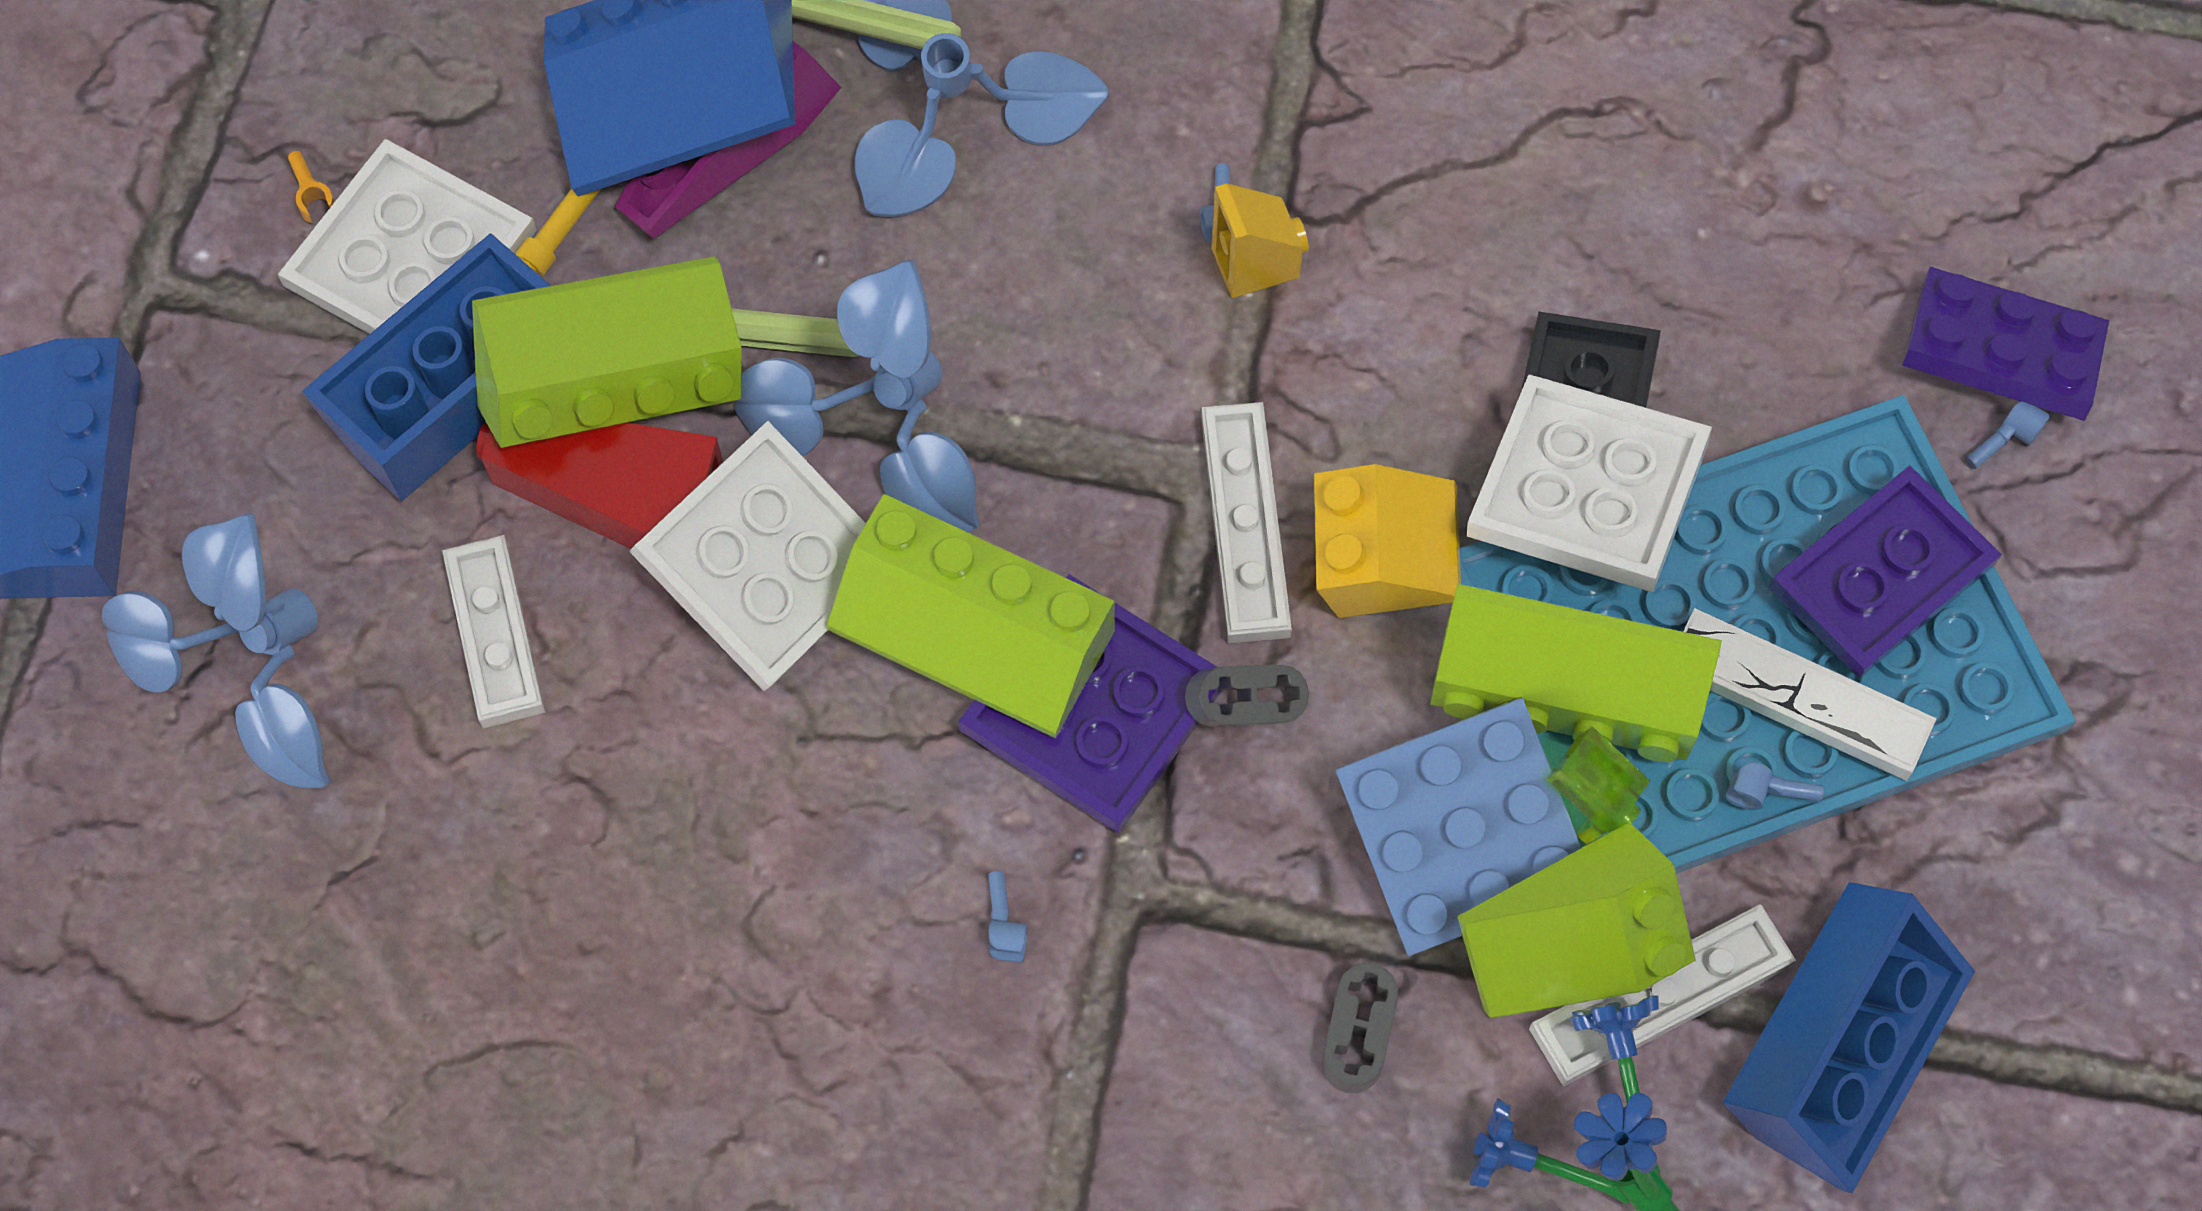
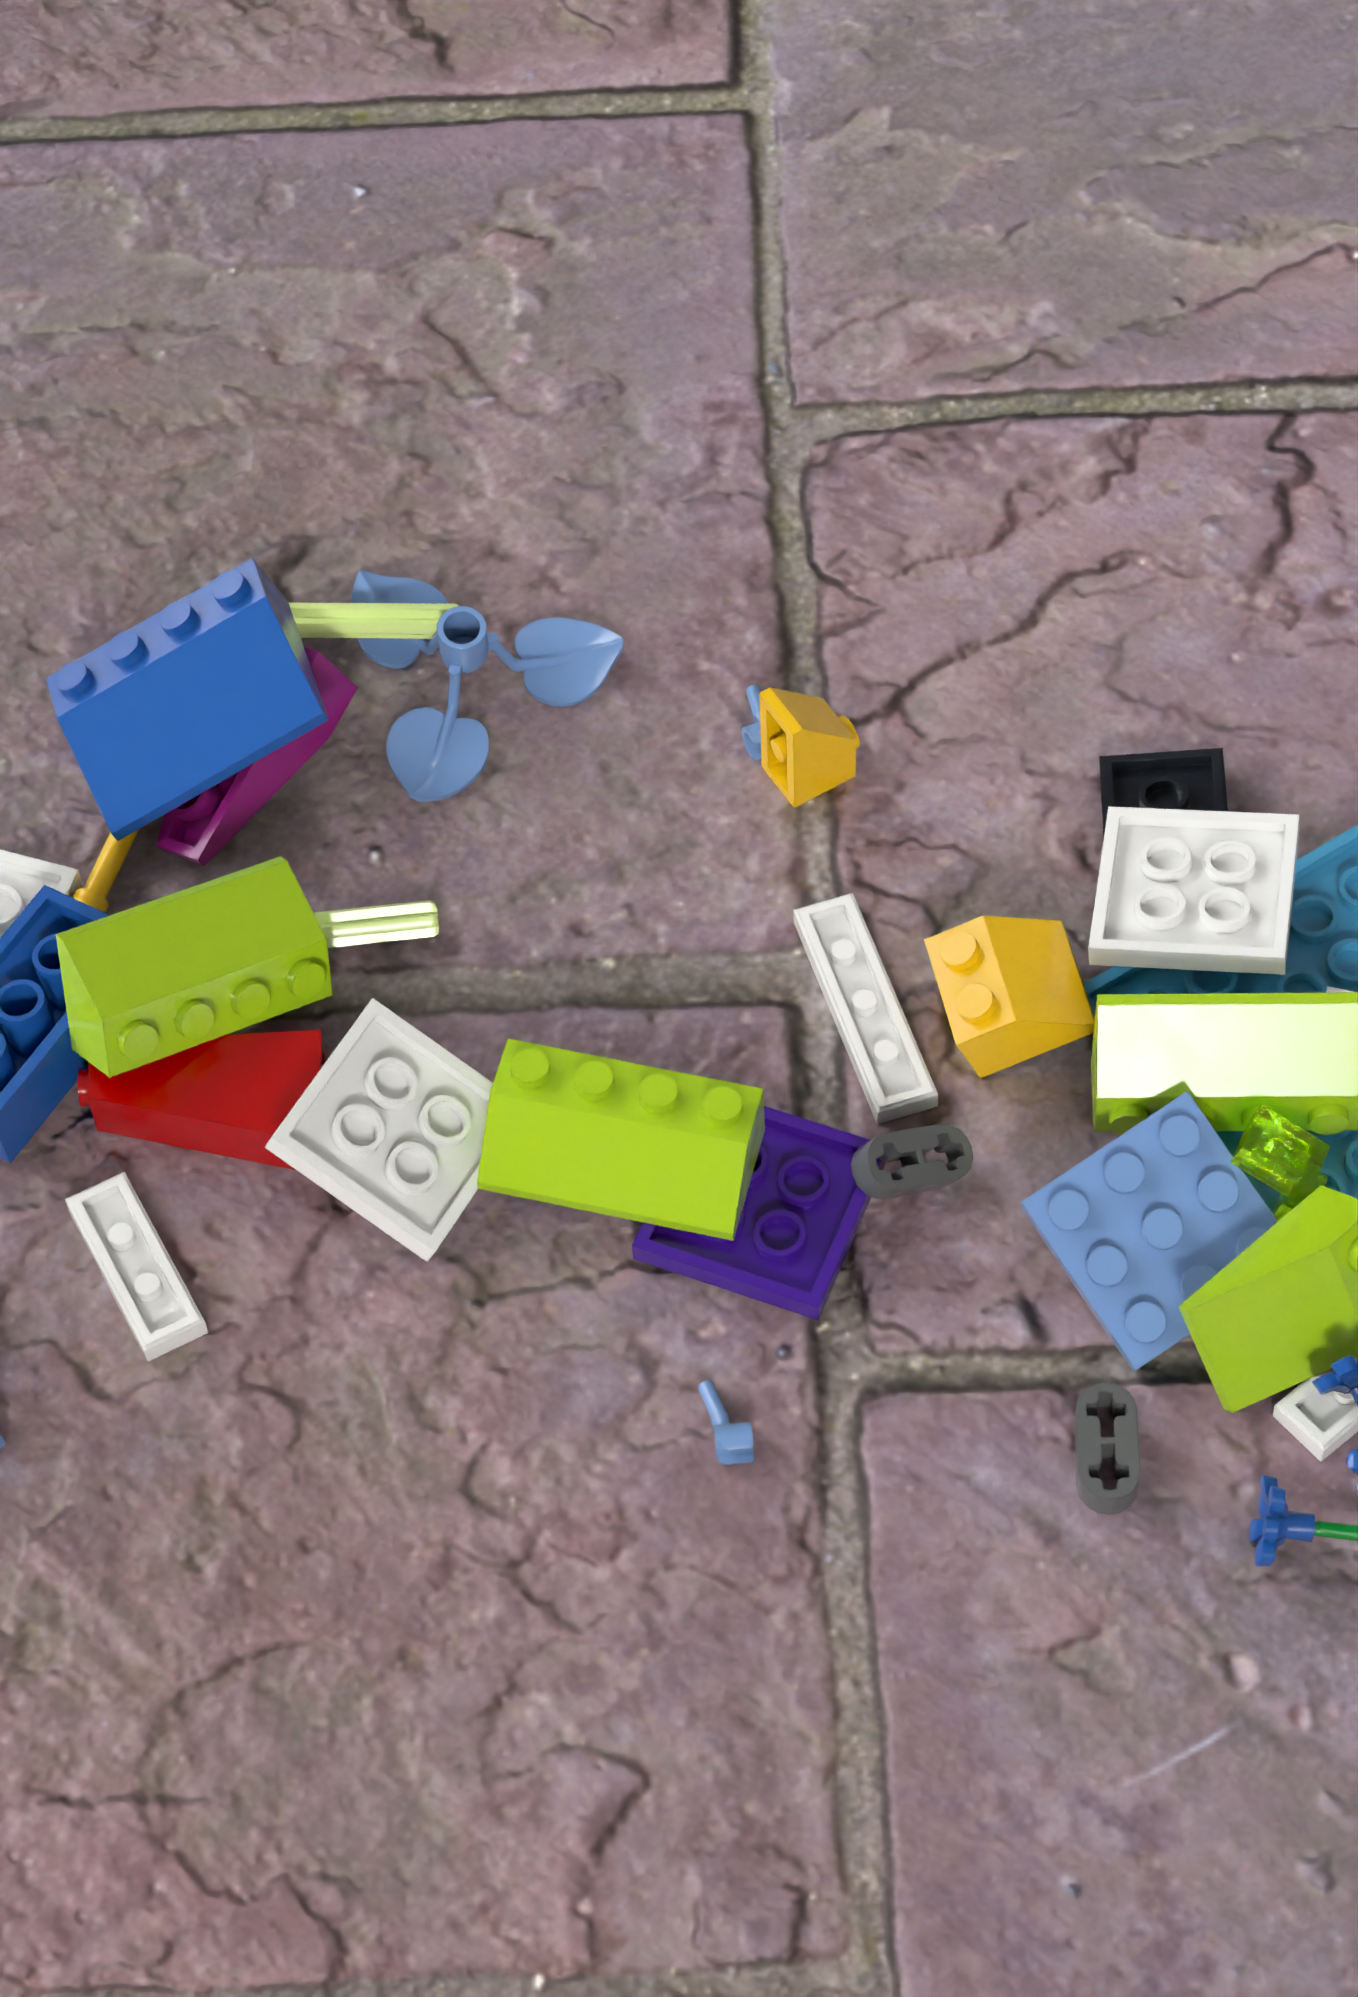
camera: 10 degrees left, 10 degrees down
(889, 321) = (477, 872): medium blue plant -> none

